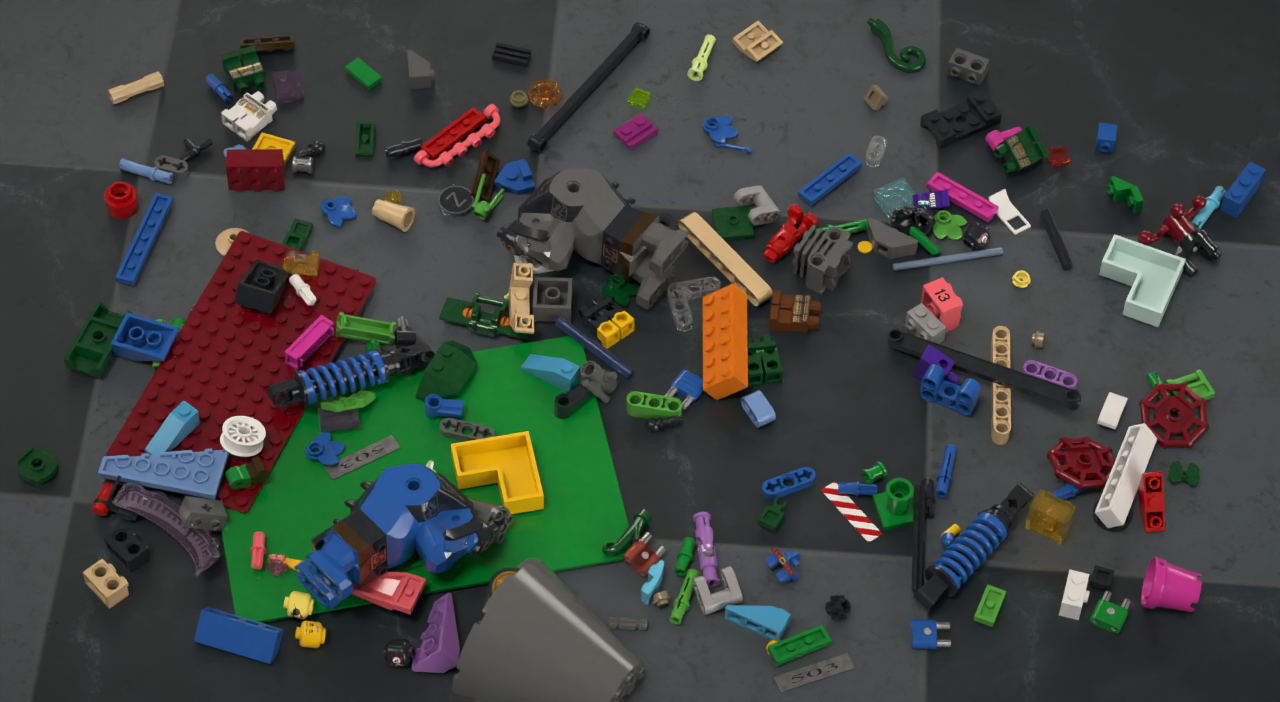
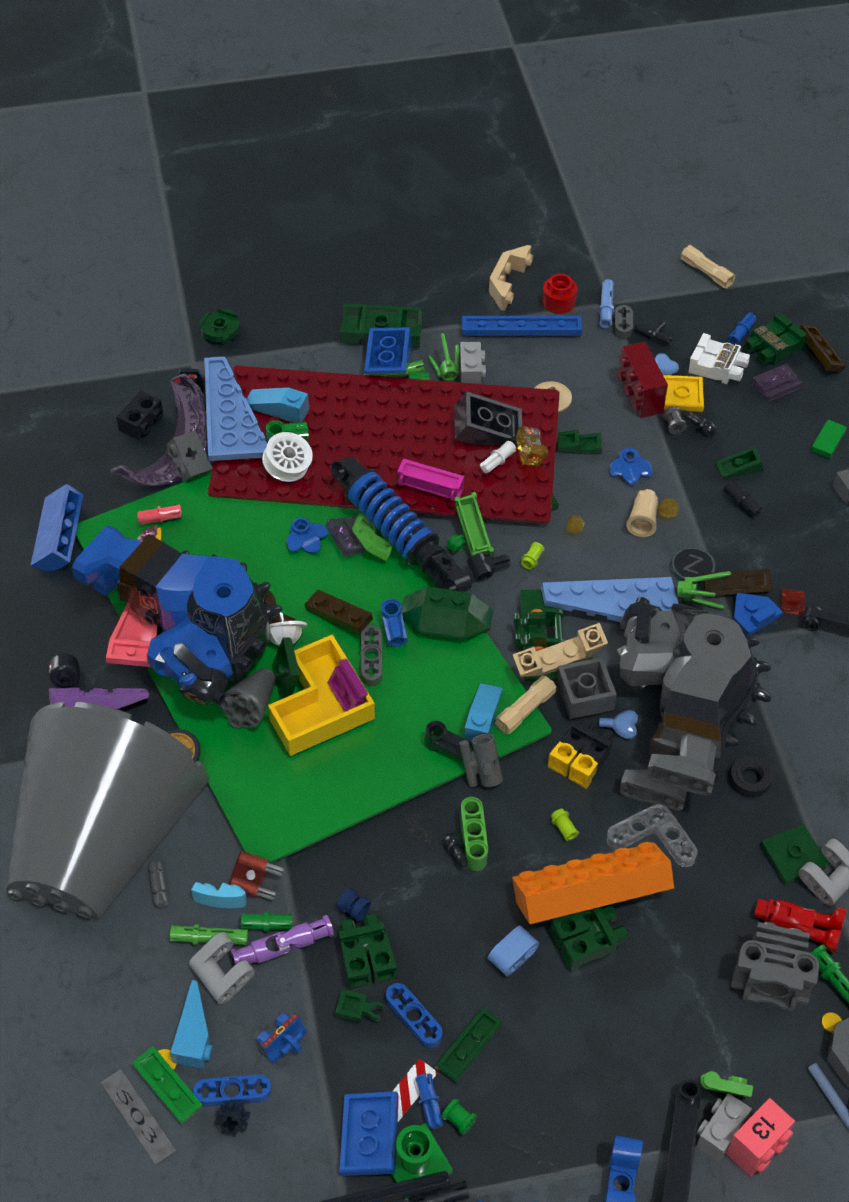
camera: 75 degrees right, 0 degrees up
(97, 242) = (514, 259): none -> tan slope
(102, 585) = (94, 411): tan brick -> none
(173, 304) = (448, 370): none -> bright green plant
(178, 286) = (471, 362): none -> light grey brick
(212, 431) = (276, 427): none -> green piece
(246, 474) = (245, 475): leg -> none
(310, 634) = (69, 589): yellow head -> none
(362, 457) = (310, 572): flat silver sticker -> none
(384, 264) = (575, 524): none -> clear yellow plate
(408, 303) = (530, 559): none -> lime pin
(416, 442) = (338, 611): none -> dark brown plate
(454, 133) = (785, 537): red plate -> none
(459, 148) = (786, 558): coral bar -> none
(471, 483) = (286, 668): none -> dark green plate
(473, 255) = (608, 596): none -> medium blue wing
(504, 447) = (347, 686): none -> magenta plate
(514, 150) = (793, 601): none -> clear red plate
(548, 333) = (513, 716): none -> tan axle
(587, 290) = (622, 724): none -> medium blue rock
(594, 347) = (537, 749): dark blue axle -> none
(618, 289) = (630, 754): dark green plate -> none
(639, 521) = (276, 852): dark green plant -> none
(661, 599) = (198, 911): dark tan plate -> none
(663, 350) = (564, 824): none -> lime pin
(687, 386) = (519, 860): blue piece -> none
(689, 497) = (353, 904): none -> dark blue wheel
(725, 259) = (730, 858): tan beam -> none
(732, 497) = (362, 943): none -> dark green hips
(793, 313) = (679, 955): reddish brown hips -> none
(810, 599) = (224, 1082): none -> blue beam
(821, 456) = (469, 1045): none -> dark green tile
(871, 528) = (369, 1134): none -> blue tile
(899, 312) = (734, 1085): none -> bright green plate
(934, 356) = (655, 1147): dark purple torso -> none

